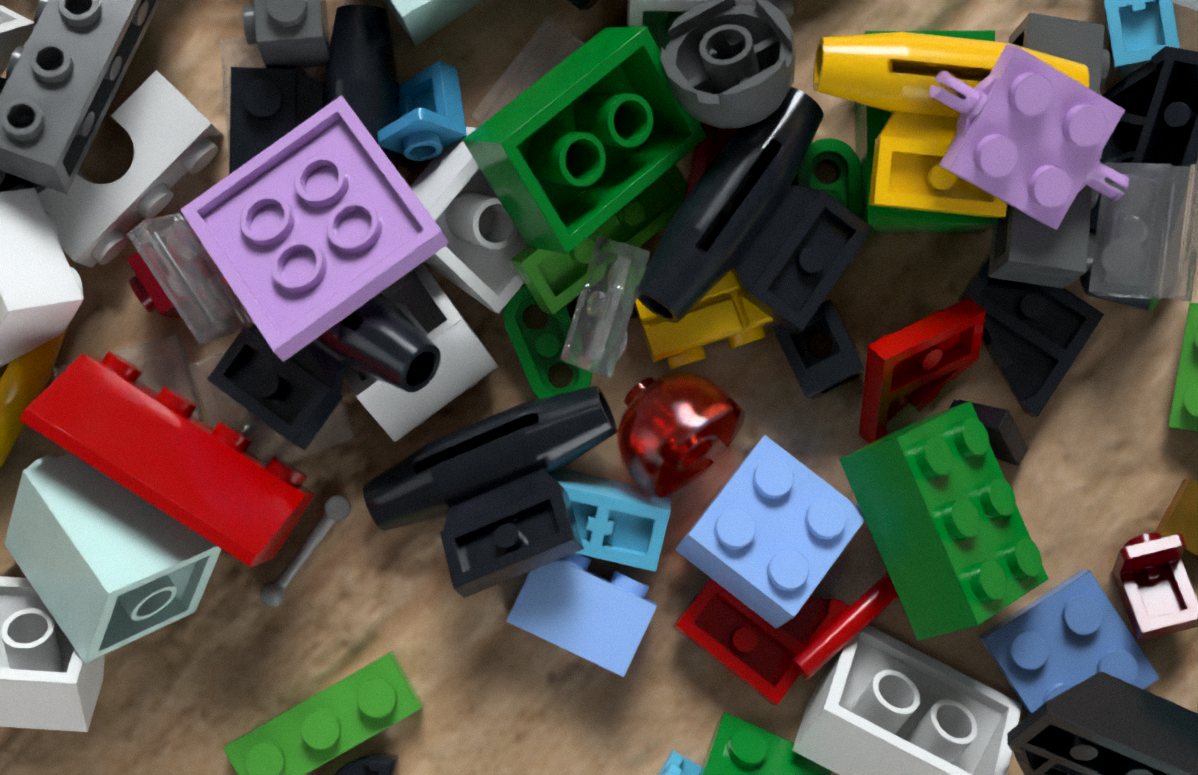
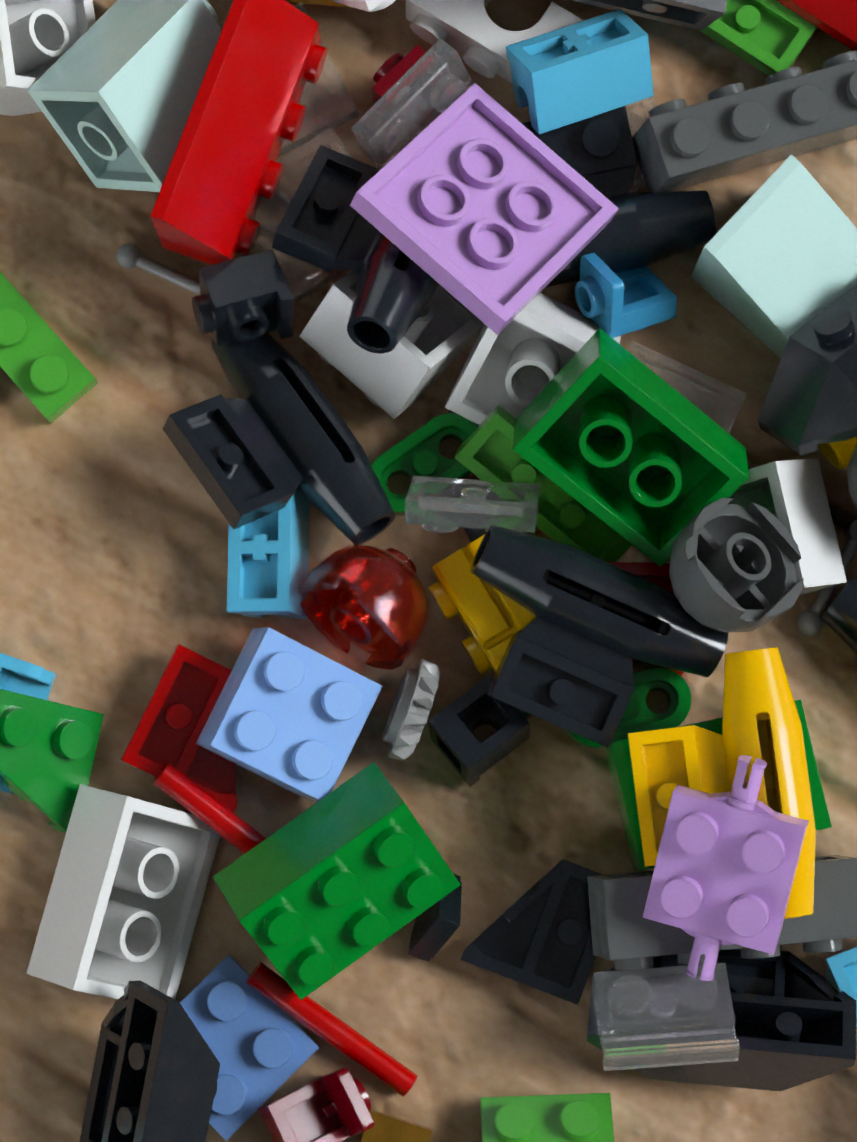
camera: 80 degrees right, 5 degrees down
(189, 101) = (581, 70): none -> medium azure hinge
(348, 489) = (244, 299): none -> black brick
(585, 611) = (174, 553): light blue brick -> none
(789, 412) = (410, 709): none -> light grey gear
(918, 363) = (487, 828): red wing -> none
(1078, 552) = (332, 1030): none -> red bar

